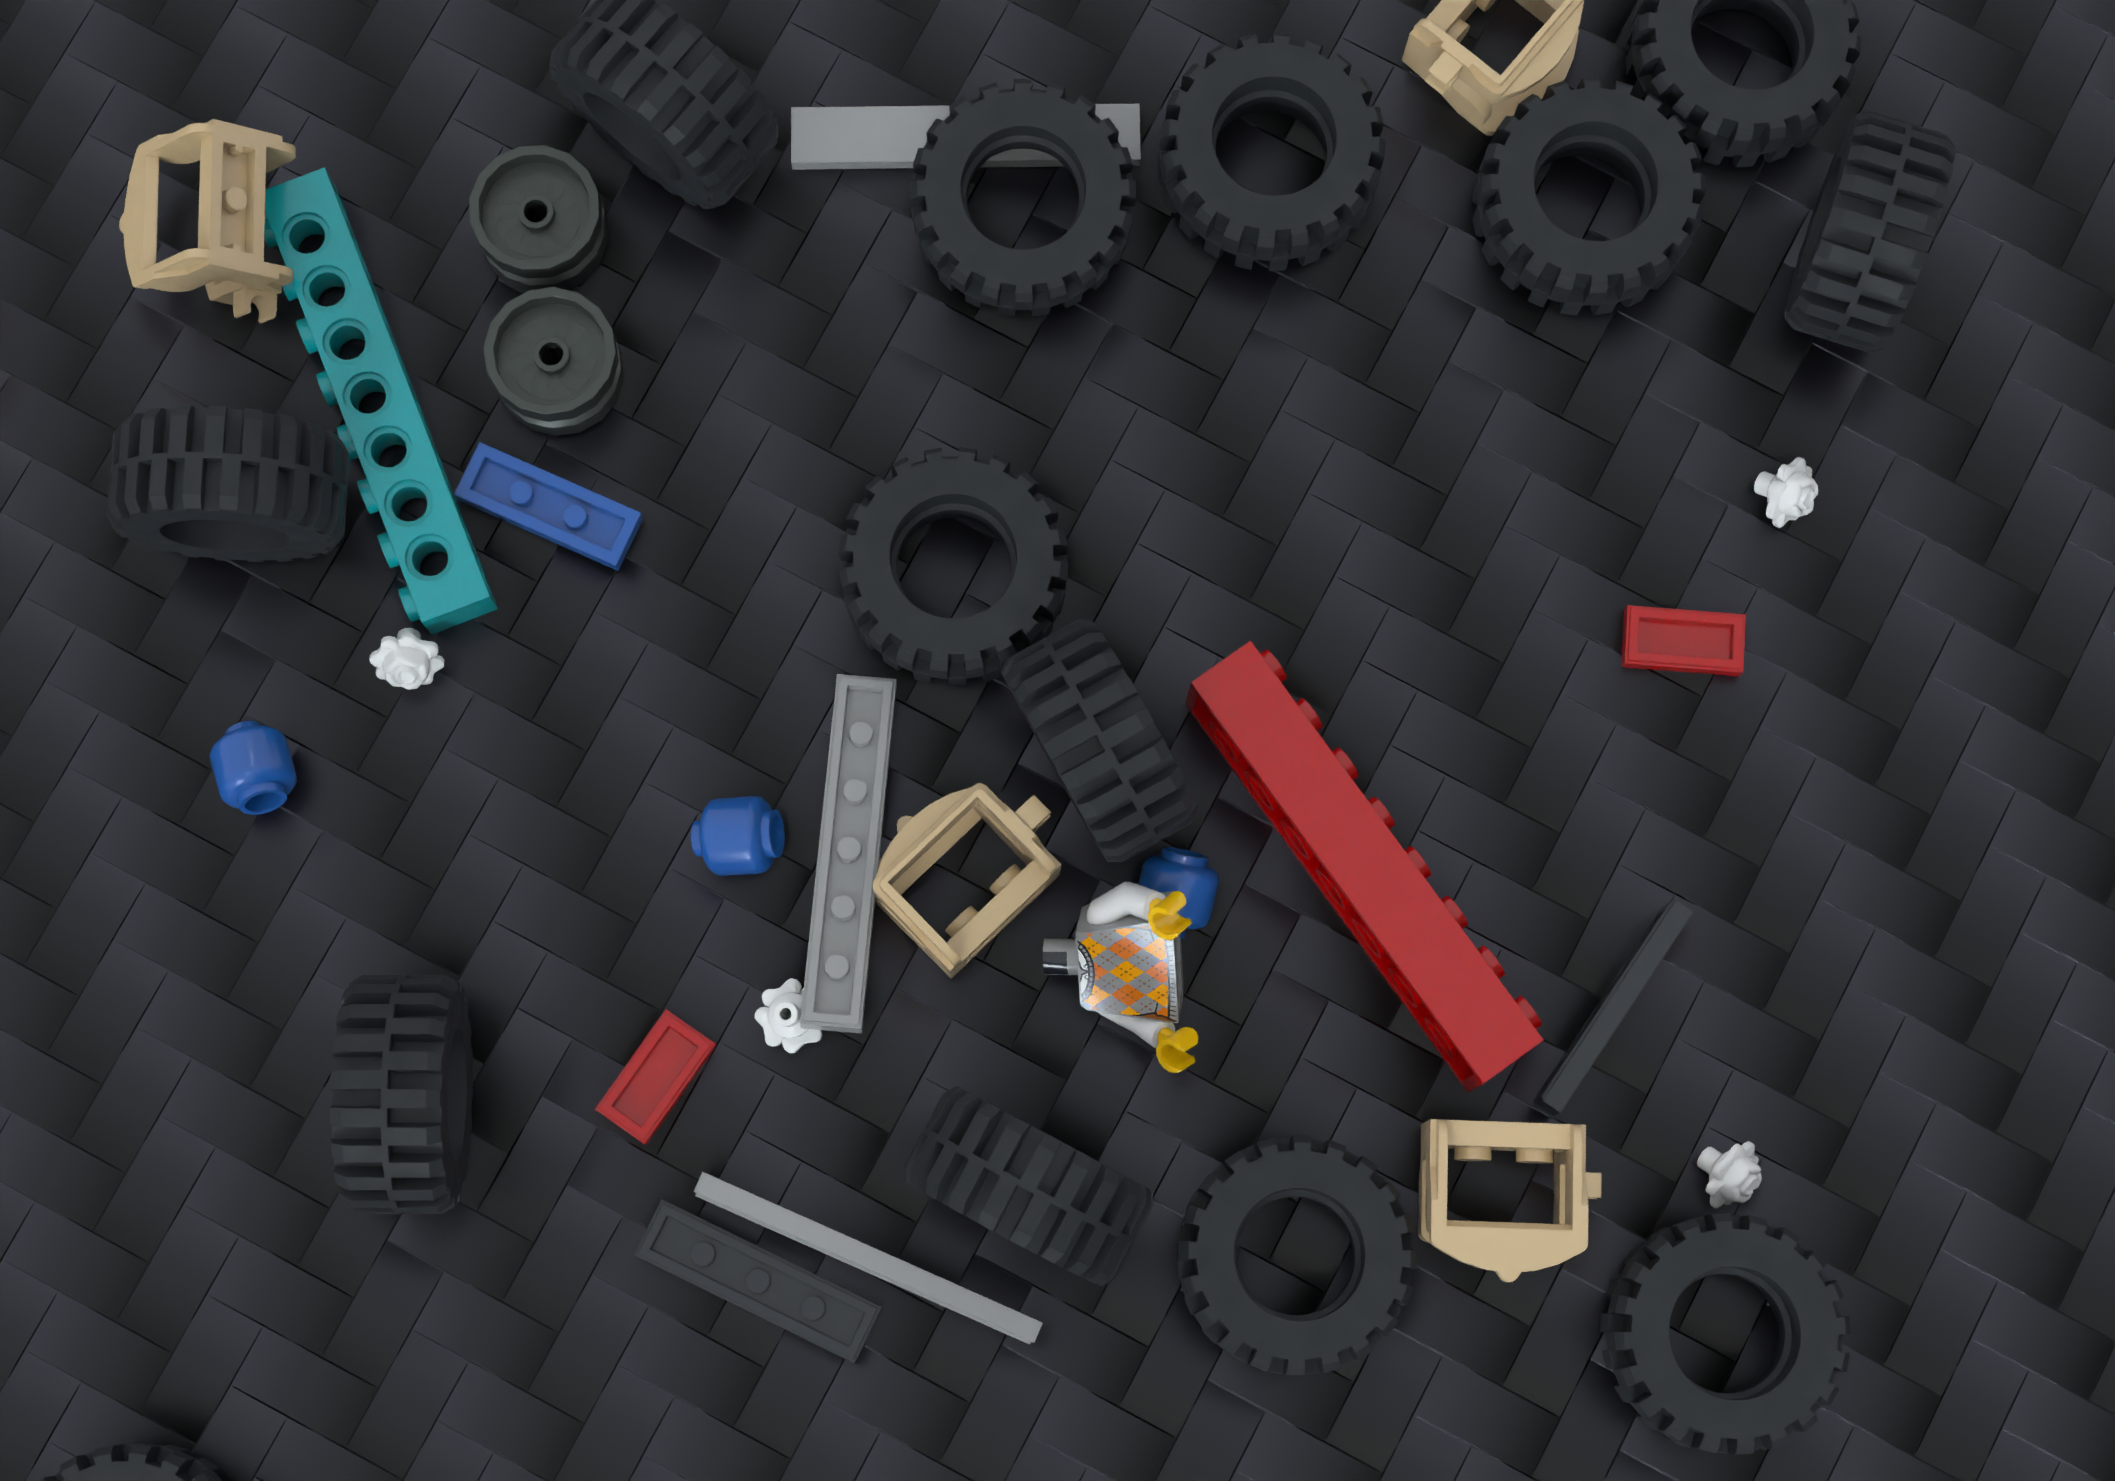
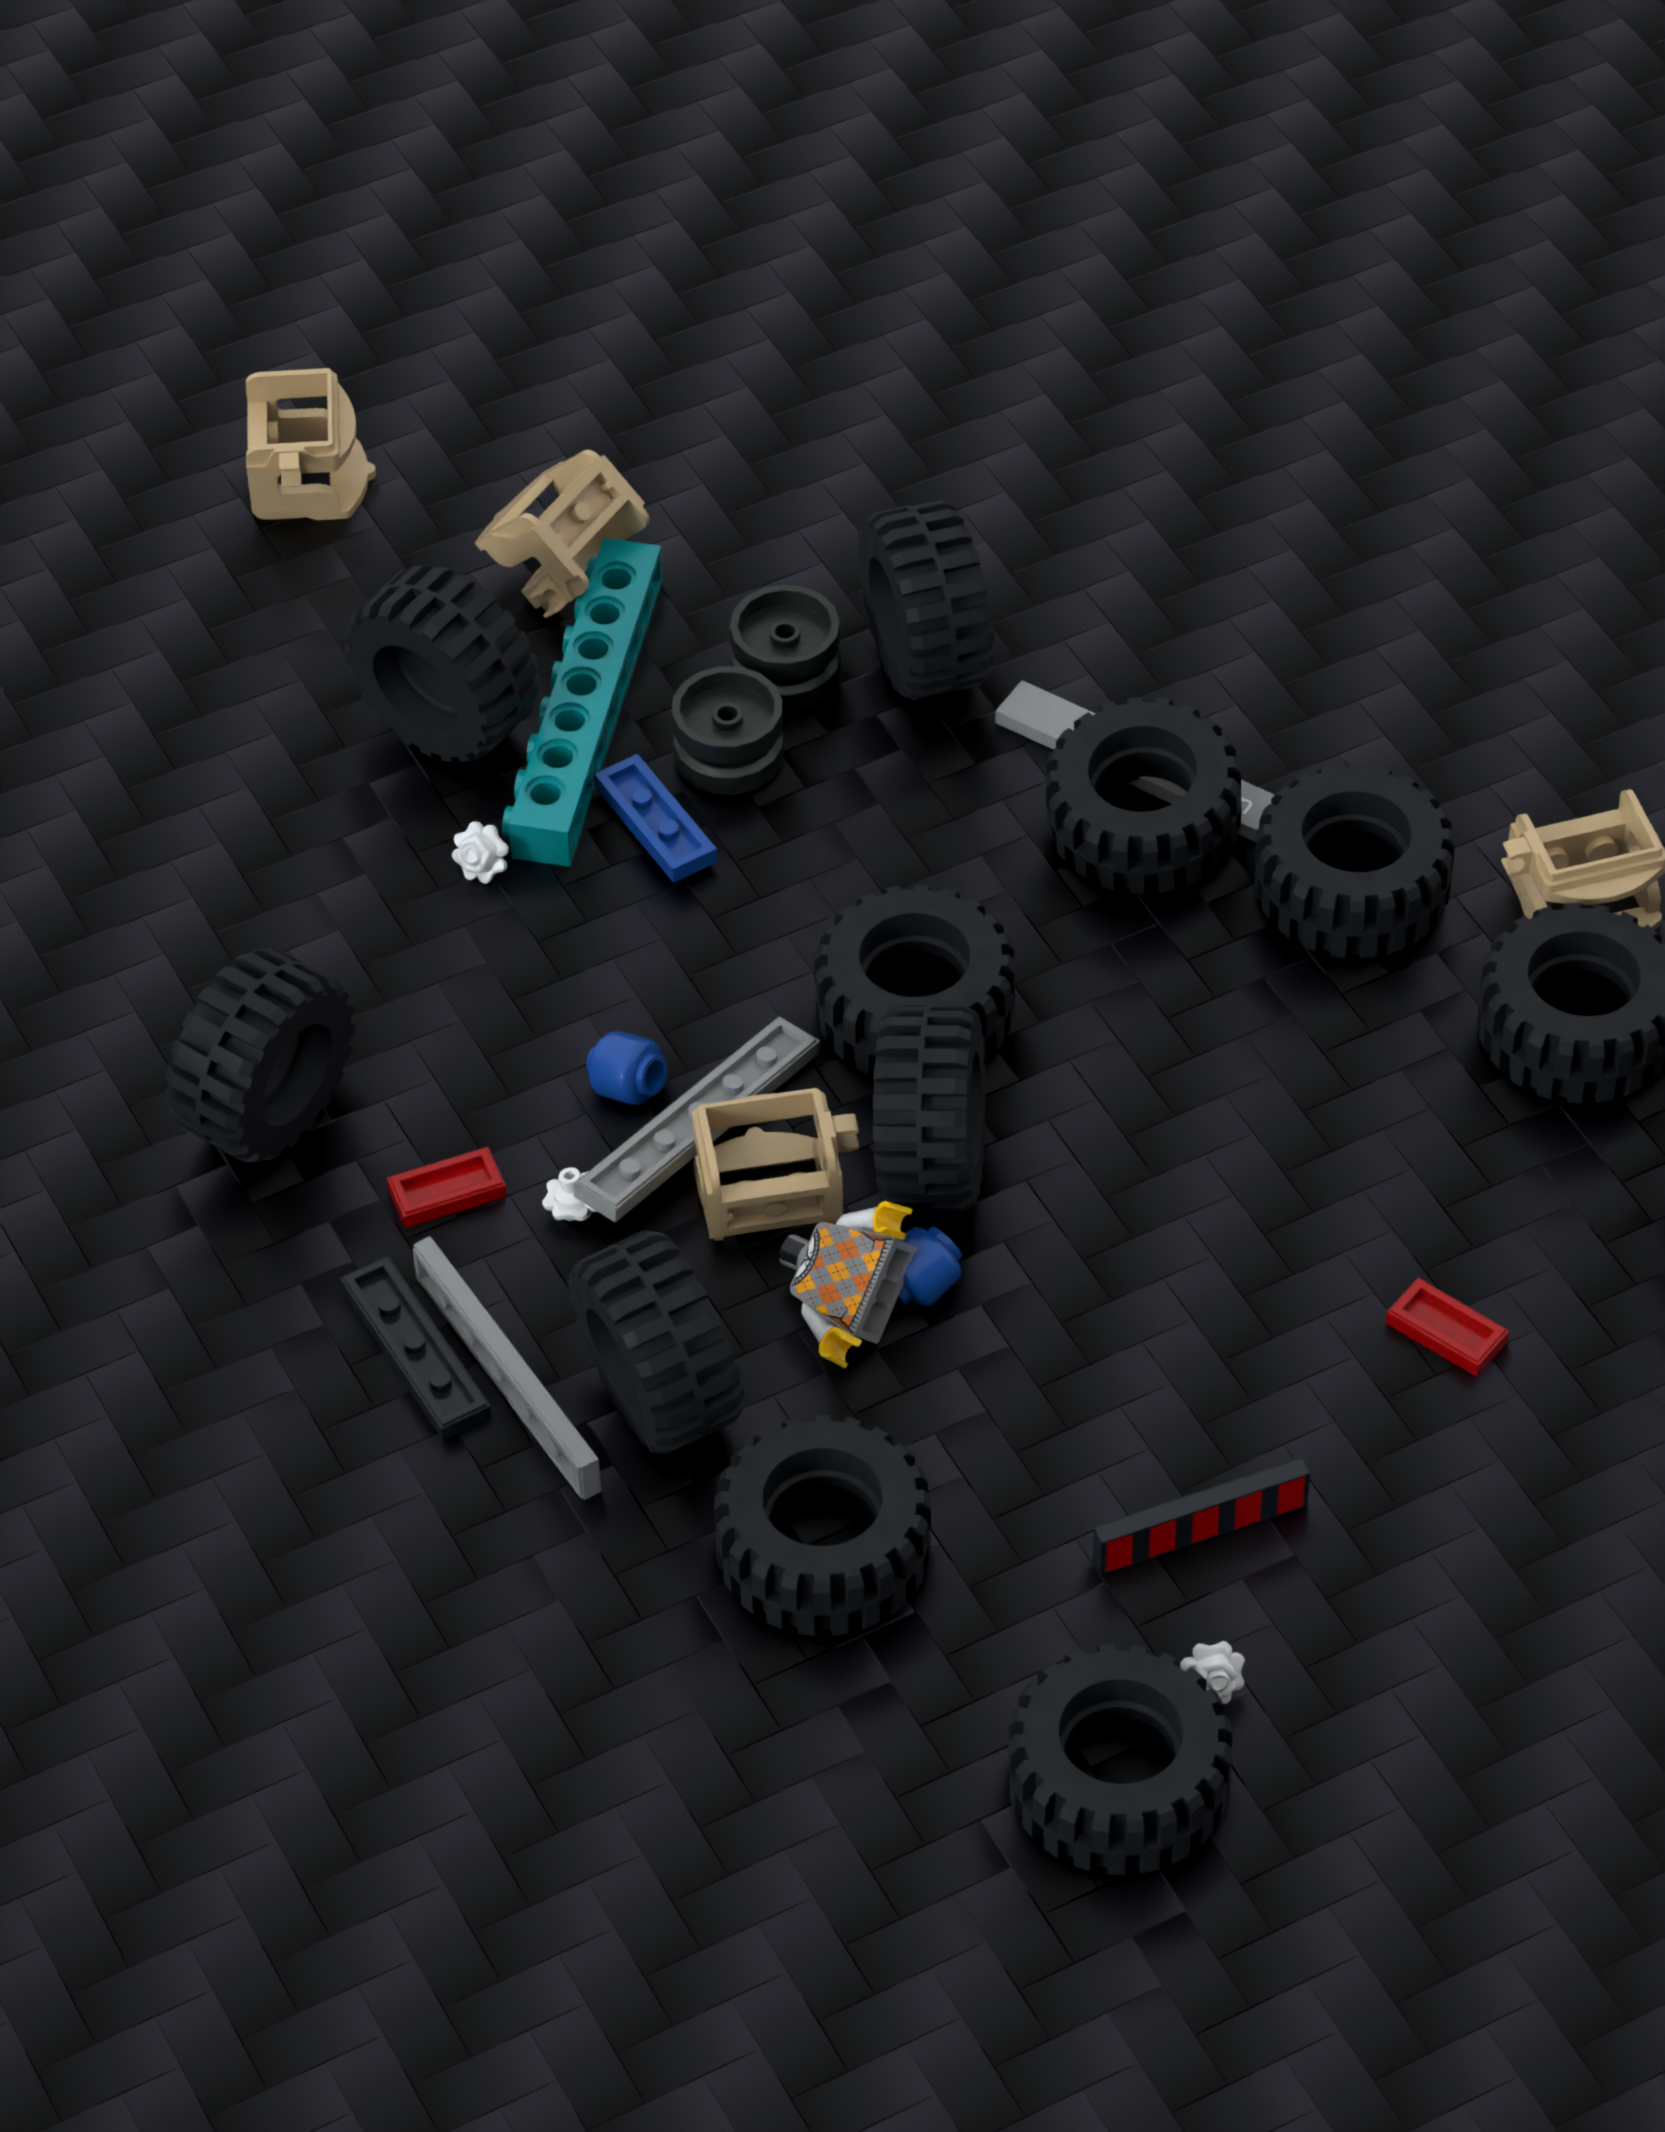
camera: 40 degrees right, 30 degrees down
(253, 767) = (322, 856): blue head -> none
(1362, 866) = (1073, 1315): red brick -> none
(1507, 1246) = (974, 1580): tan animal -> none
(1788, 492) = (1603, 1268): white plant -> none

